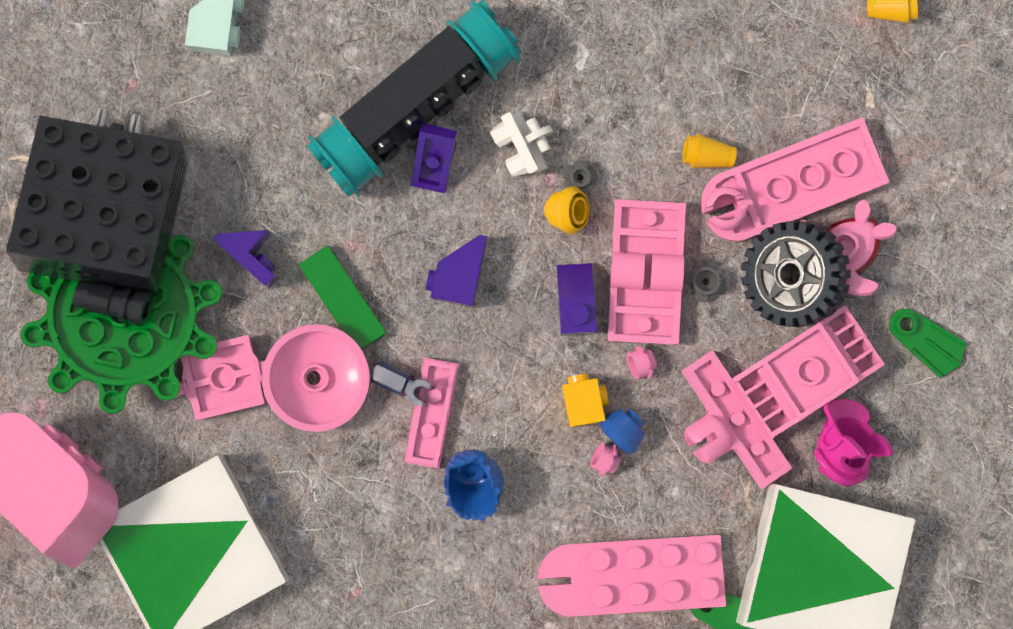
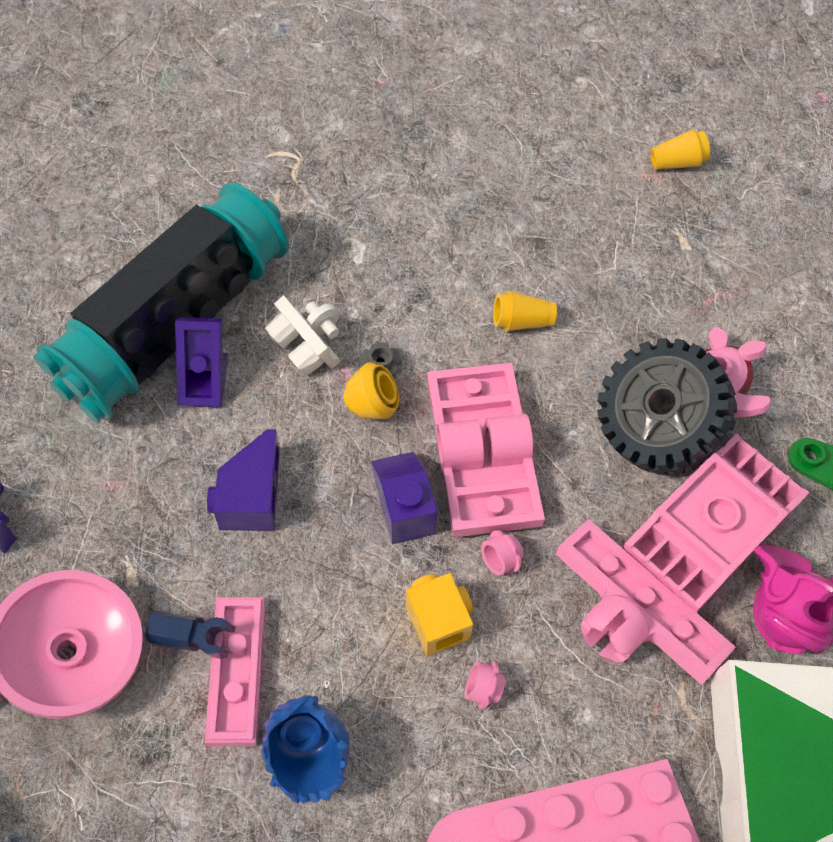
camera: 20 degrees left, 25 degrees down
(342, 297) = (101, 543): green tile -> none
(624, 429) = (500, 638): blue cone -> none
(709, 272) = (565, 438): dark grey plate -> none
(794, 182) = (659, 303): bright pink plate -> none

